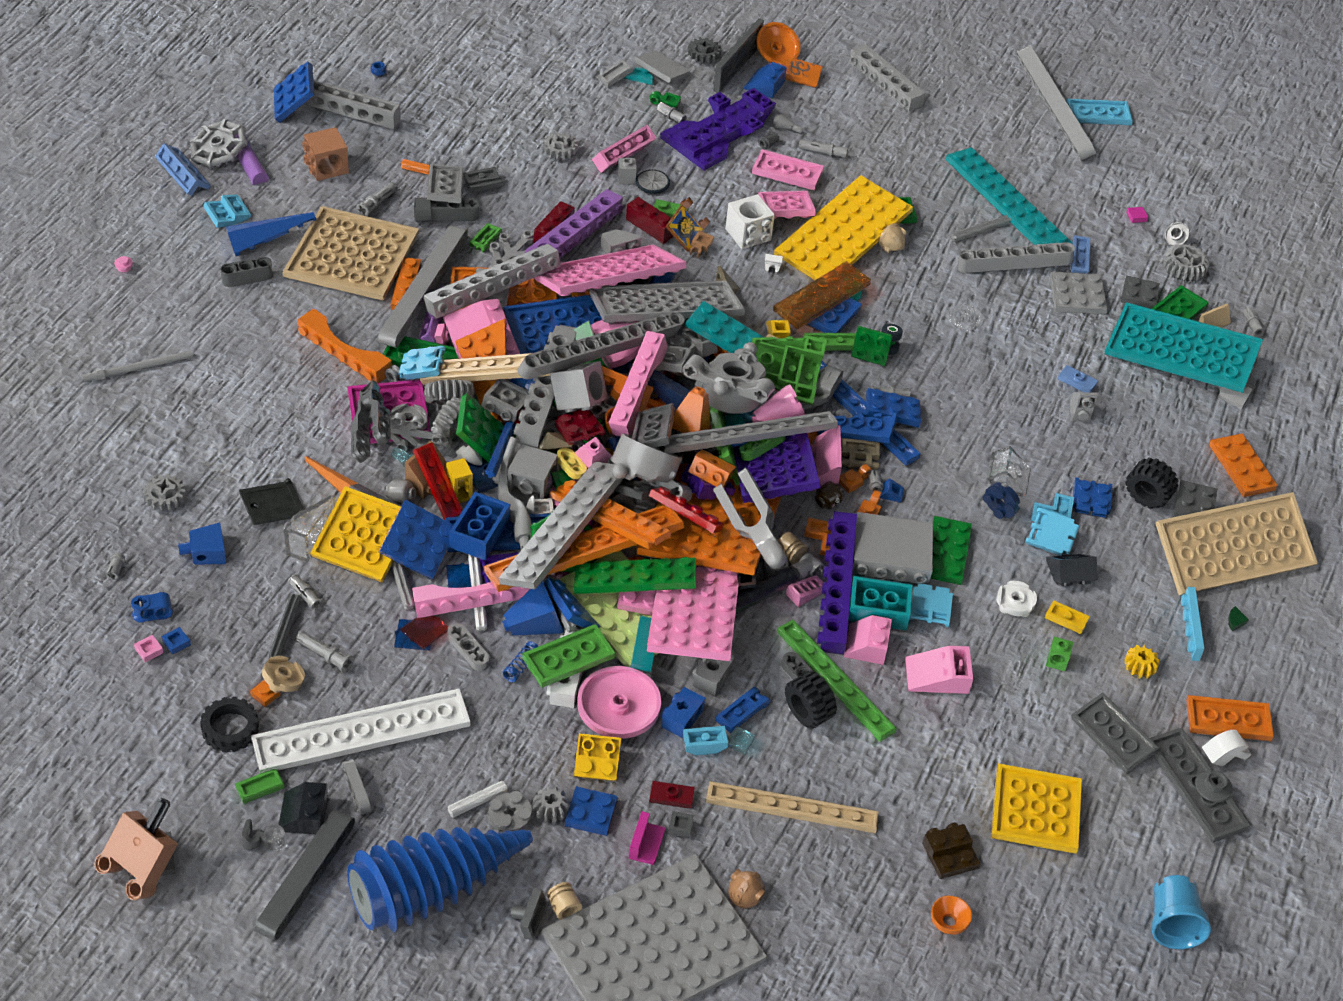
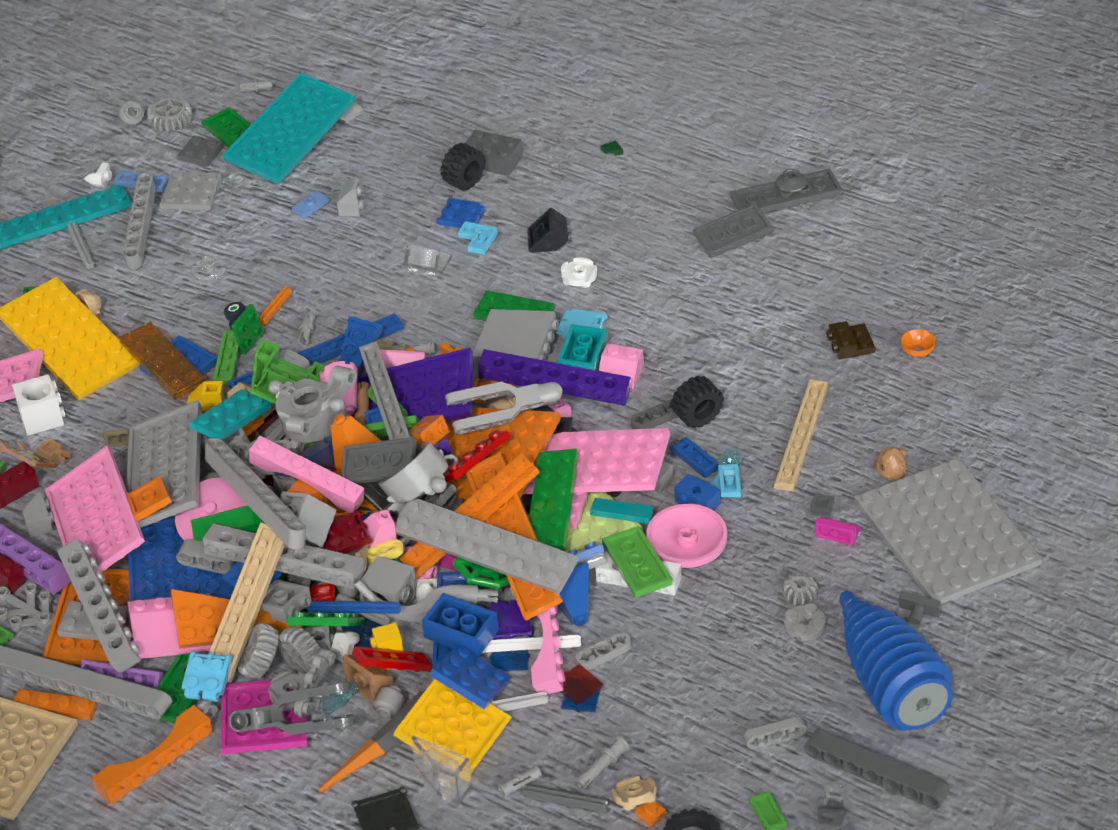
camera: 75 degrees left, 5 degrees down
(304, 808) = (801, 771): black slope -> none
(360, 731) = (707, 733): white plate -> none
(442, 335) = (155, 664): bright pink plate -> none
(477, 799) = (789, 645): white axle -> none
(513, 670) = (639, 615): blue piece -> none
(564, 900) = (907, 581): tan piece -> none
(591, 811) = (803, 561): blue plate -> none
(597, 757) = (748, 555): yellow plate -> none
(612, 290) = (149, 498): none -> orange plate
(671, 794) = (787, 511): dark red plate -> none
(773, 261) = (99, 397): white tile -> none
(838, 681) = (625, 410): bright green tile -> none
(882, 402) = (329, 326): blue plate -> none
(892, 491) = (436, 338): blue slope -> none
(920, 367) = (274, 305): none -> orange axle
(940, 670) = (661, 323): bright pink slope -> none
(993, 497) = (474, 257): dark blue plate -> none
(1036, 808) = (808, 285): yellow plate -> none
(1053, 532) = (507, 238): medium azure plate -> none
(1059, 653) = (647, 251): bright green brick -> none
(1067, 617) = (603, 243): yellow plate -> none
(1078, 227) = (101, 177): none -> white plate
(1137, 214) = (89, 138): dark pink tile -> none
(1142, 661) = (658, 205): yellow gear -> none
(1179, 914) = (918, 212): dark azure piece -> none
(1193, 624) = (618, 170): medium azure plate -> none
(1217, 317) = (248, 108): tan slope -> none
(1219, 715) = (719, 166): orange plate -> none
(1225, 747) = (754, 167): white brick -> none
(1236, 543) = (538, 129): tan plate -> none
(1243, 465) = (435, 119): orange plate -> none

